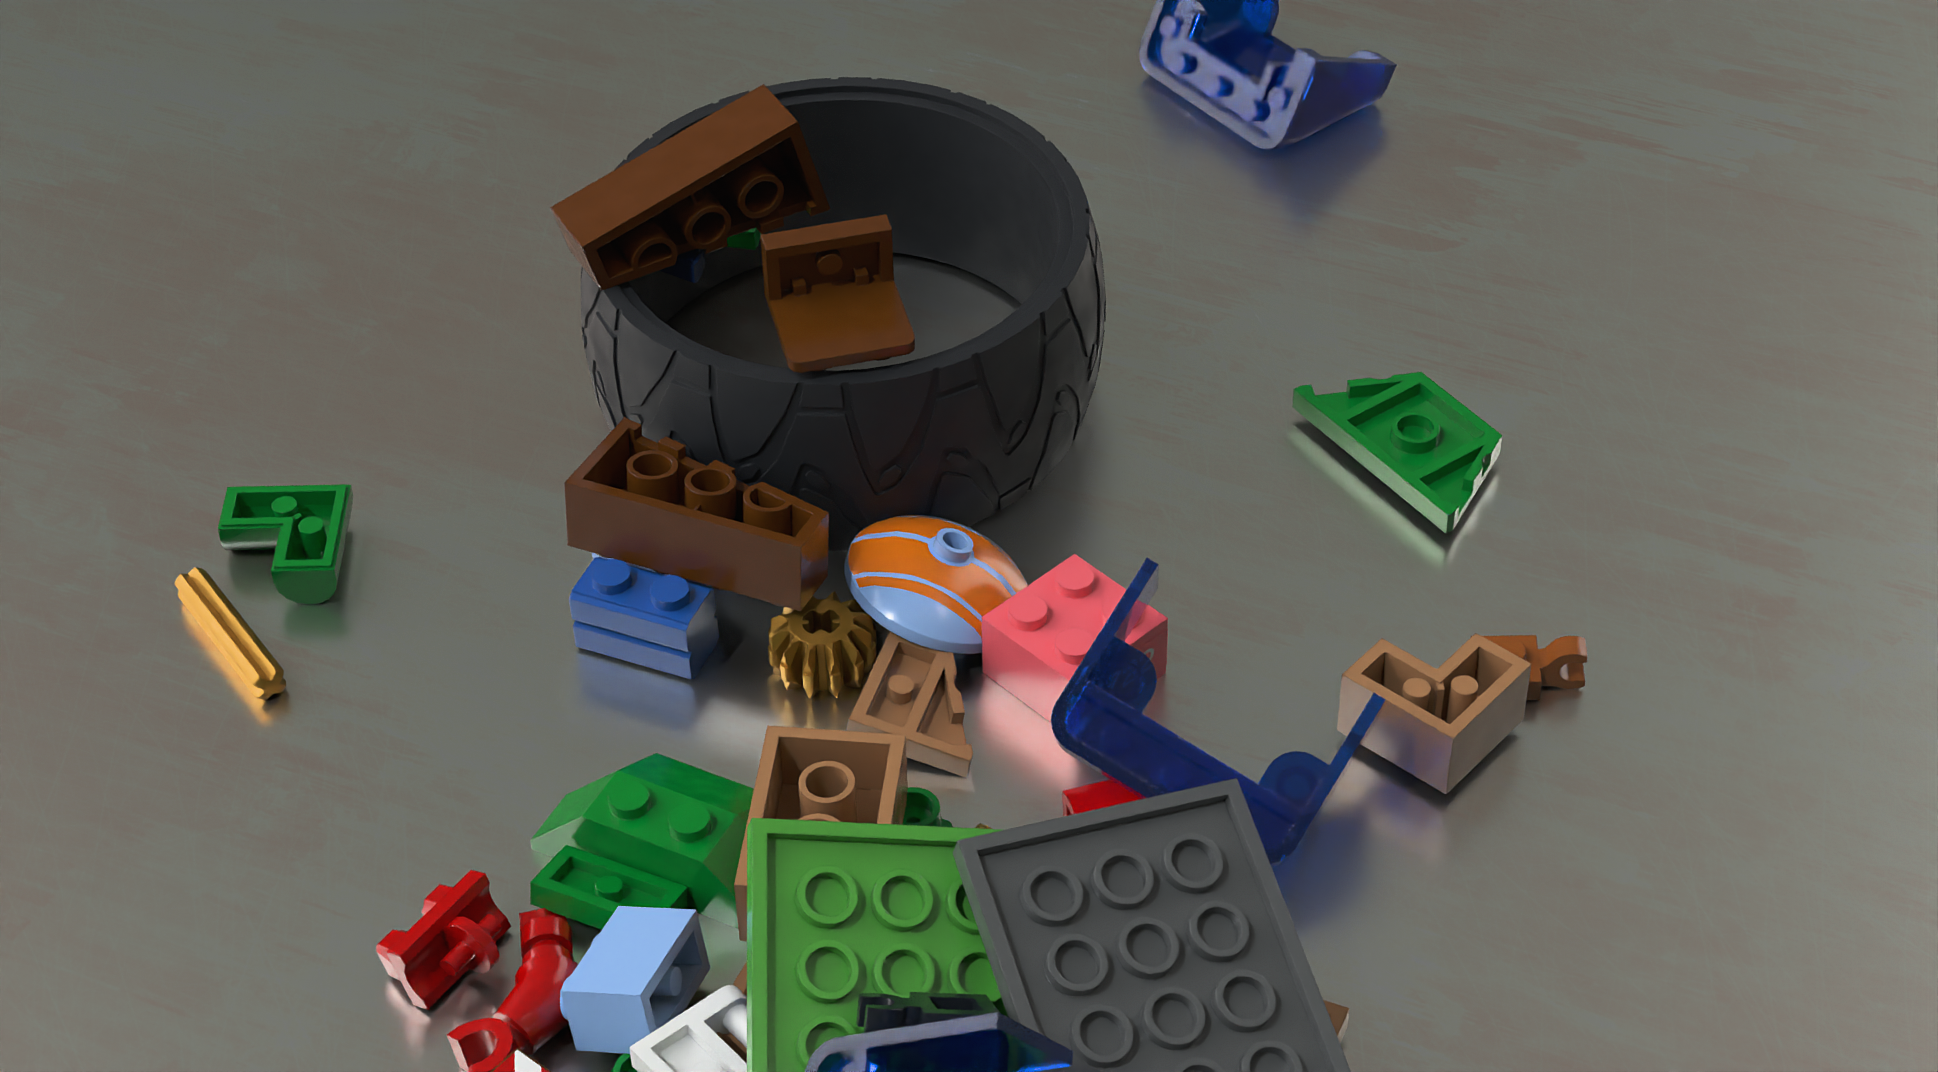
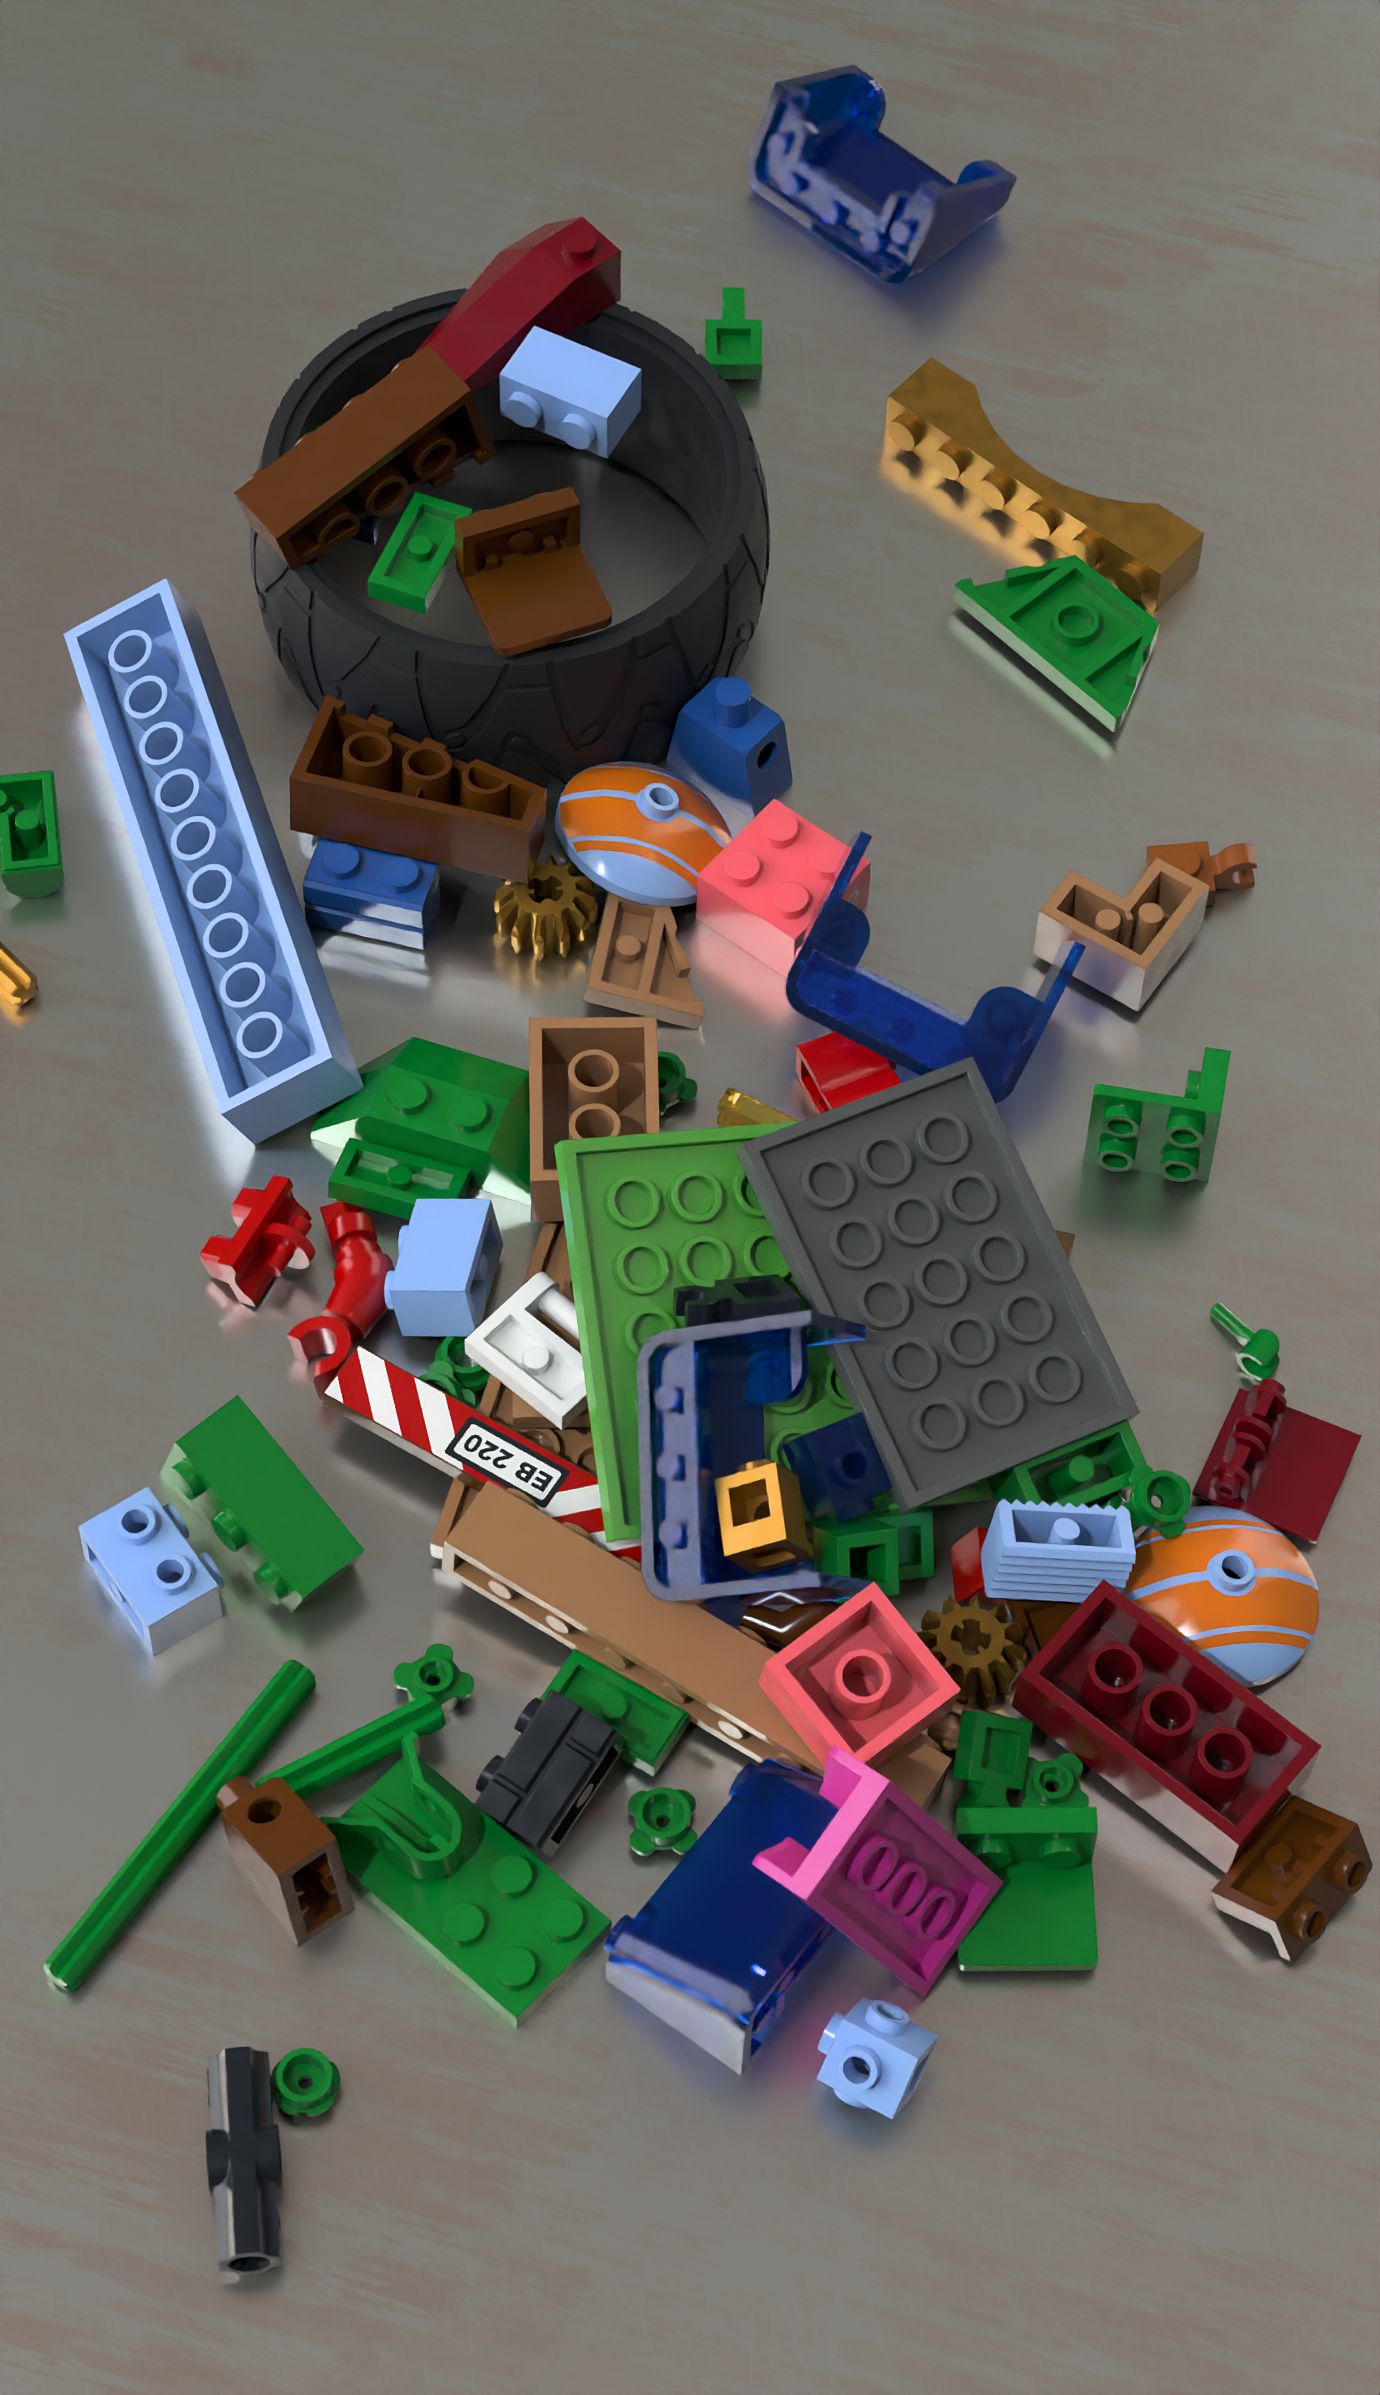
camera: 10 degrees left, 15 degrees up
(483, 586) = (212, 864): none -> light blue brick
(722, 281) = (417, 554): none -> green plate
(891, 84) = (544, 281): none -> dark red wedge
(910, 155) = (570, 392): none -> light blue brick
(1041, 505) = (732, 746): none -> blue torso
(1106, 179) = (732, 342): none -> green plate
(1455, 902) = (1159, 1130): none -> green bracket
(1481, 366) = (1128, 543): none -> pearl gold arch

